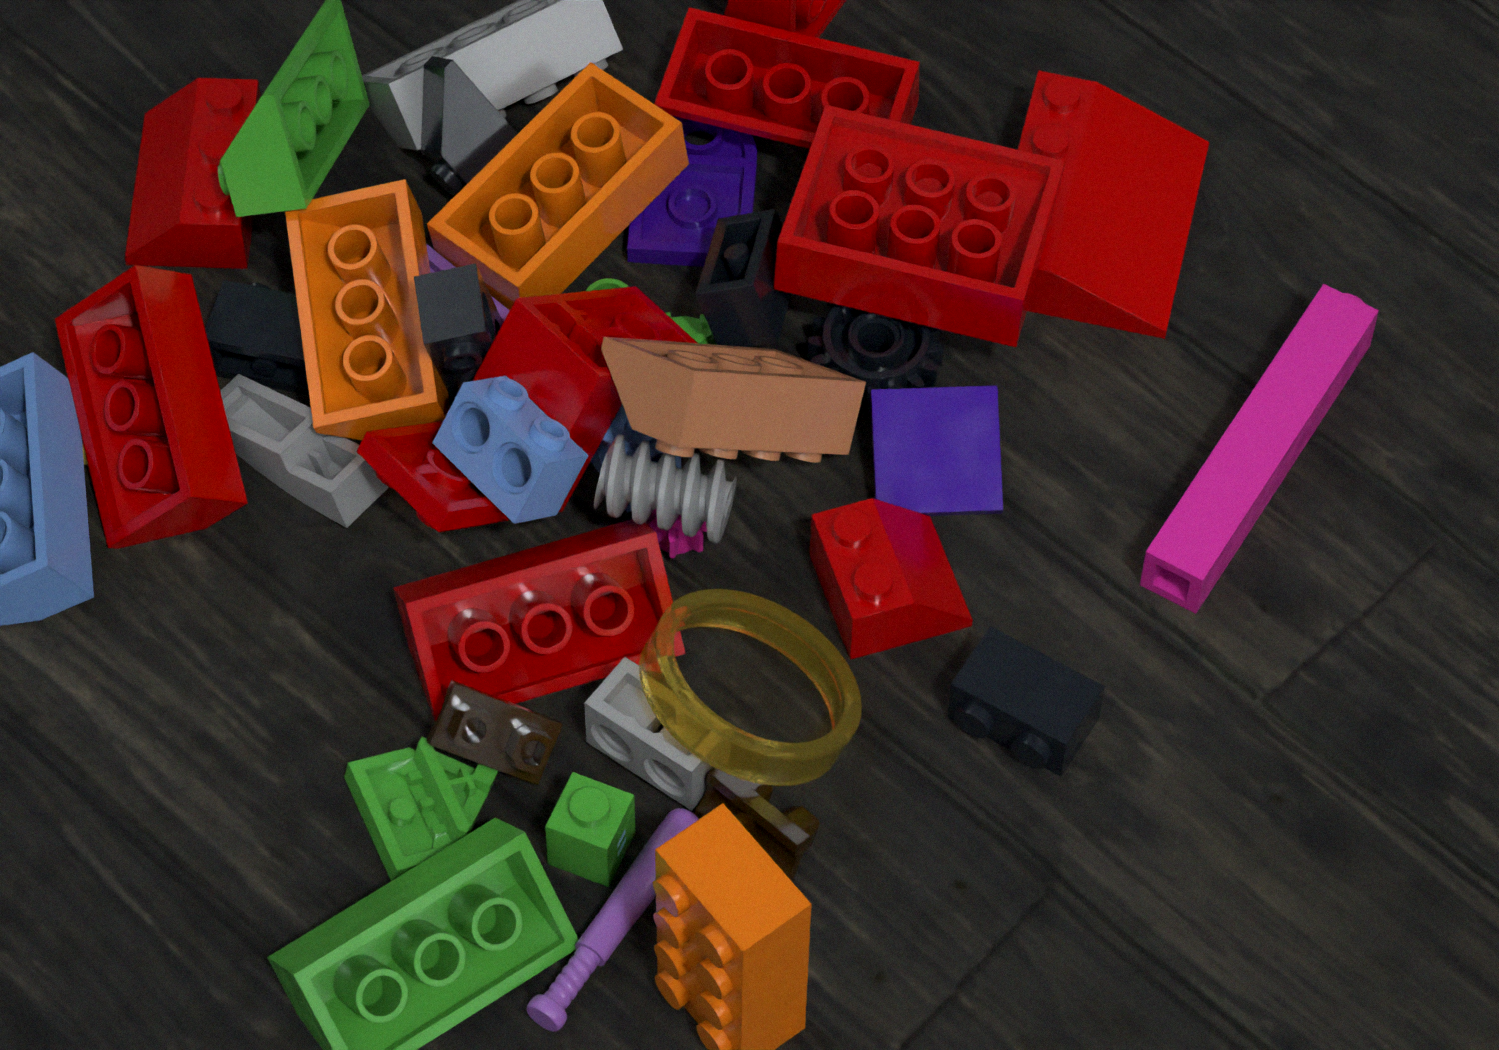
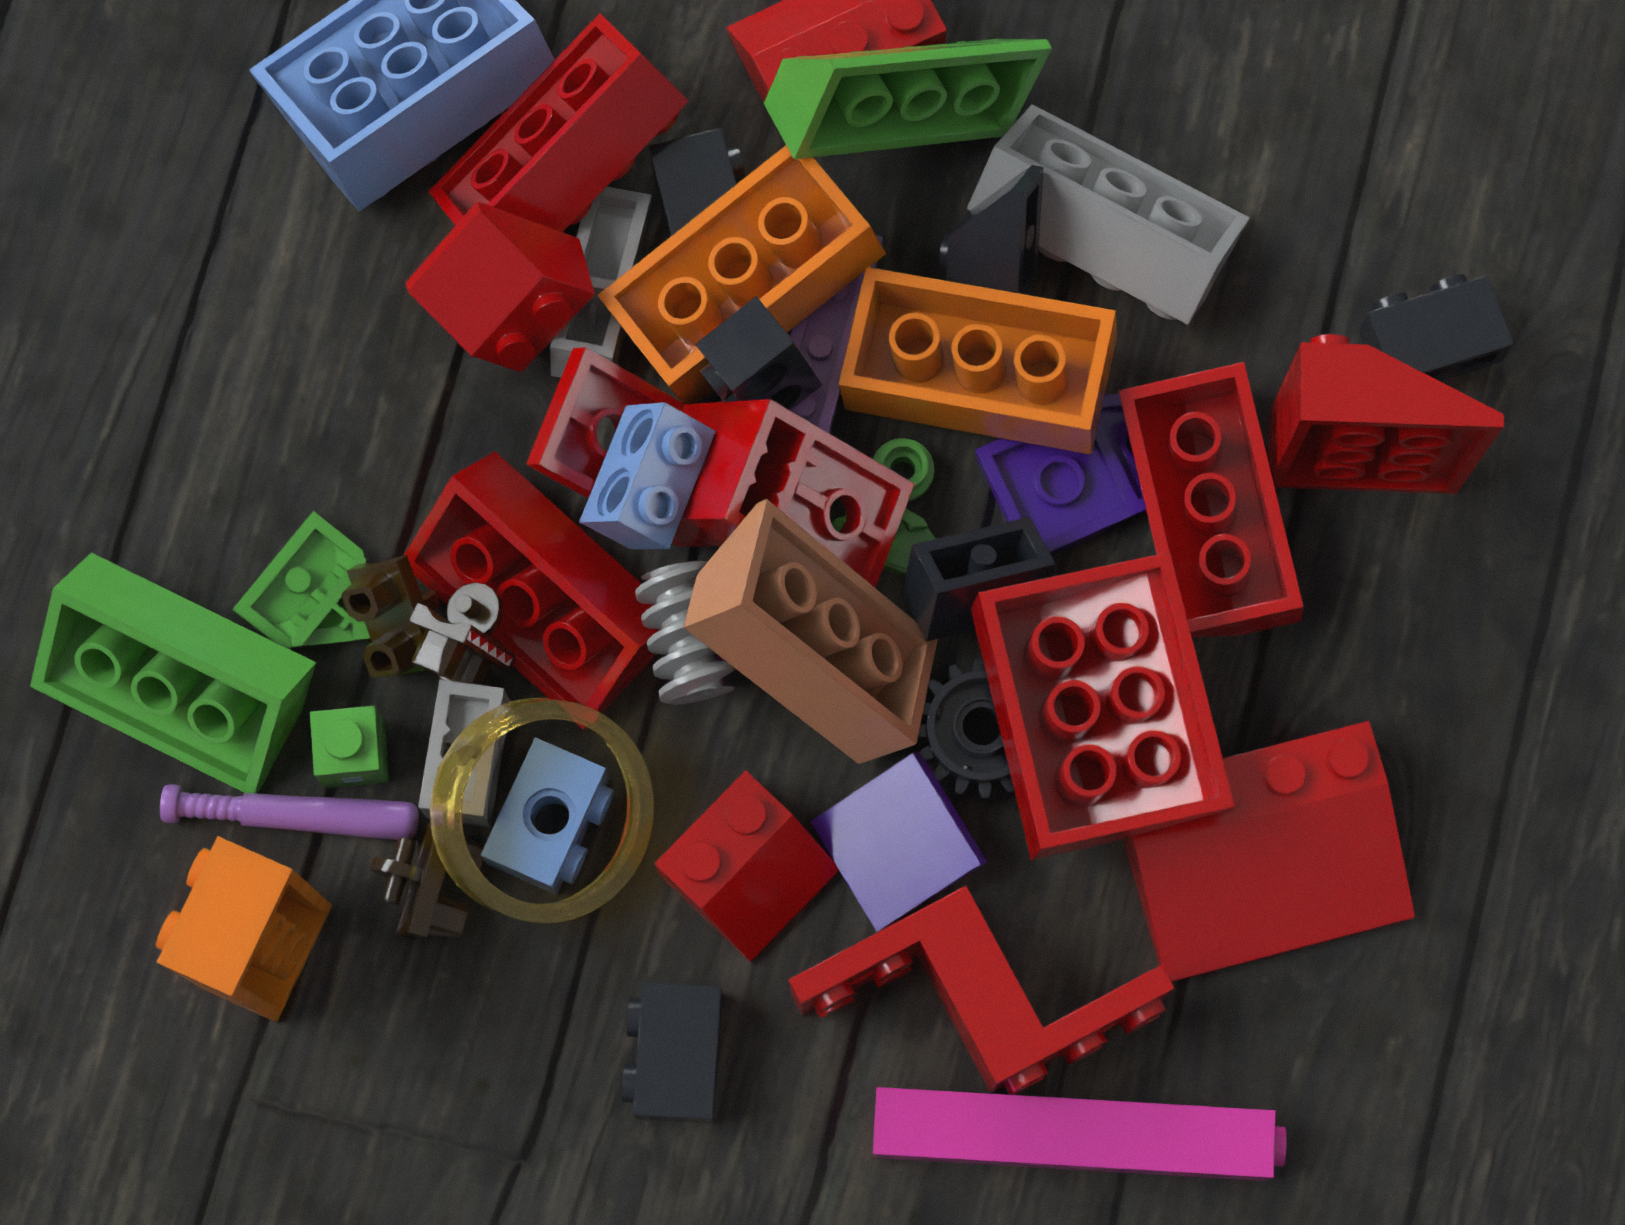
camera: 65 degrees right, 20 degrees up
(258, 489) = (503, 285): none -> red slope
(550, 677) = (461, 645): none -> hips
(744, 669) = (548, 778): none -> medium blue brick
(1108, 439) = (979, 992): none -> red bracket

